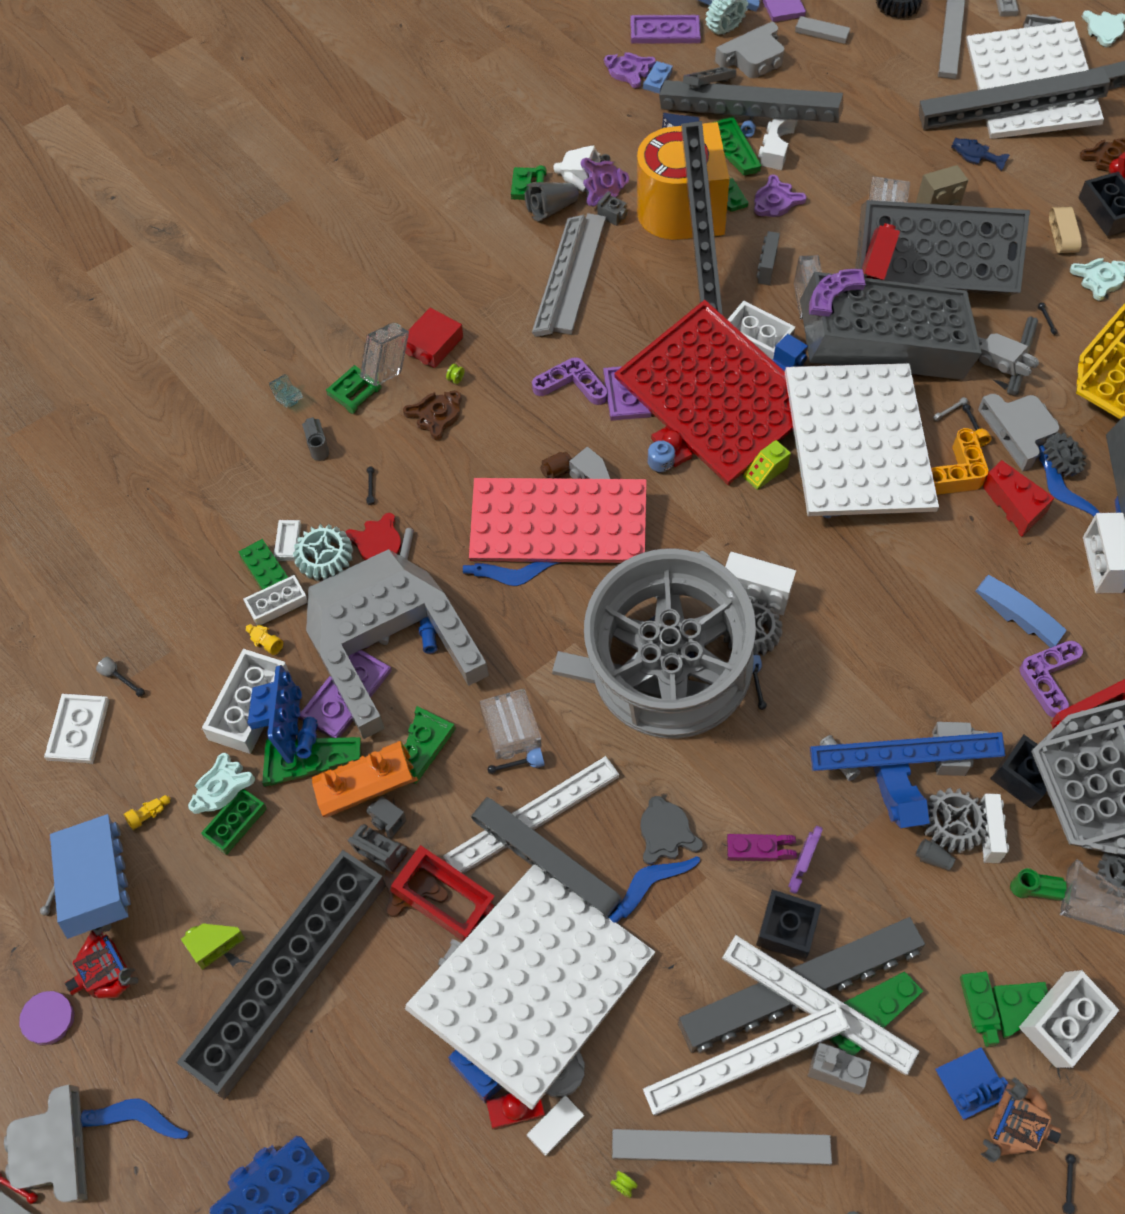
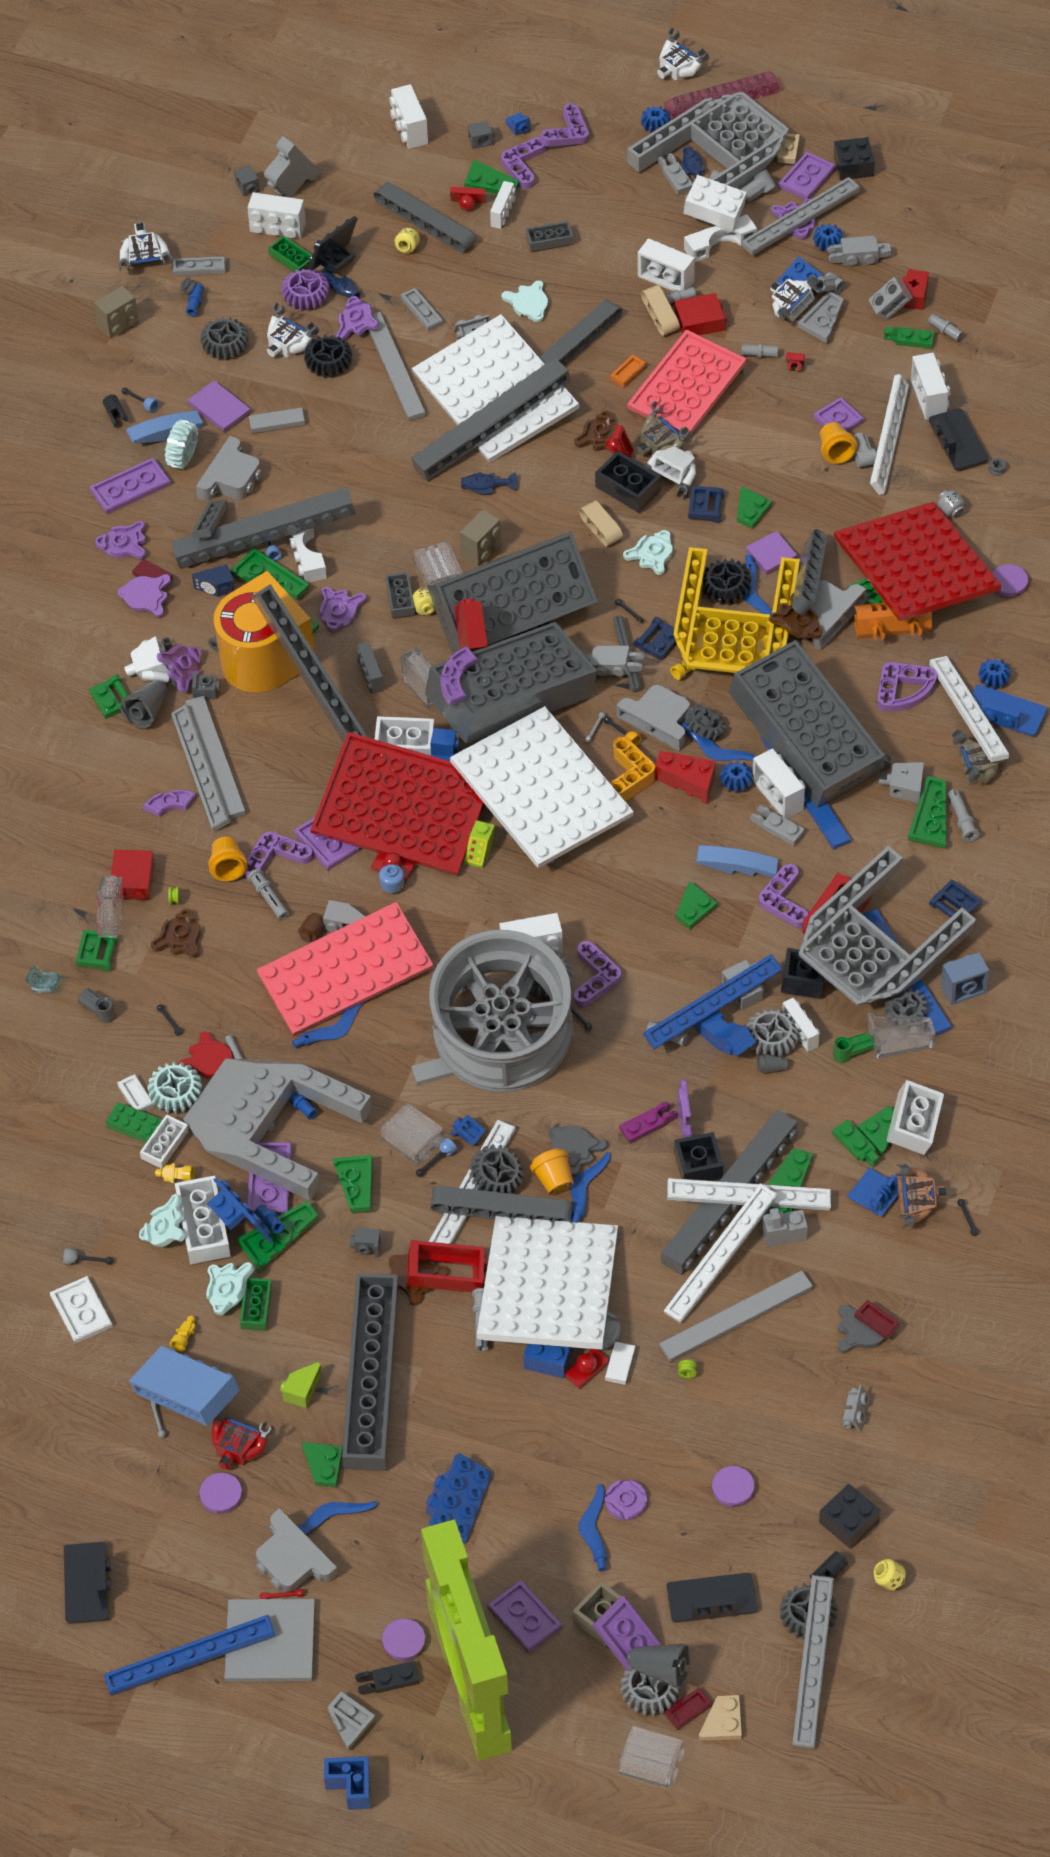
camera: 30 degrees left, 5 degrees down
(166, 1048) = (323, 1462): none -> green wing
(205, 687) = (164, 1224): none -> light aqua tile
(363, 779) = (335, 1222): orange piece -> none
(377, 848) = (377, 1264): dark grey hinge -> none
(517, 292) = (169, 801): none -> medium lavender tile
(521, 364) = (227, 860): none -> light orange piece
(539, 407) = (264, 888): none -> light grey pin
(568, 750) = (467, 1129): none -> blue bracket
(574, 820) = (506, 1166): none -> dark grey gear
(617, 114) = (146, 594): none -> medium lavender tile
(623, 848) = (553, 1170): none -> light orange piece
(634, 103) = (148, 569): none -> dark red tile
(657, 76) = (157, 538): medium blue plate -> none
(808, 660) = (601, 976): none -> medium lavender beam
(837, 210) = (400, 595): none -> dark grey piece
(851, 224) = (423, 602): none -> light yellow head
(948, 635) = (694, 906): none -> green wing
(1062, 362) = (661, 643): none -> dark blue plate
(1066, 395) = (679, 671): none -> yellow piece
(1068, 524) = (736, 776): none -> blue gear
(1085, 595) = (777, 825): none -> light grey hinge

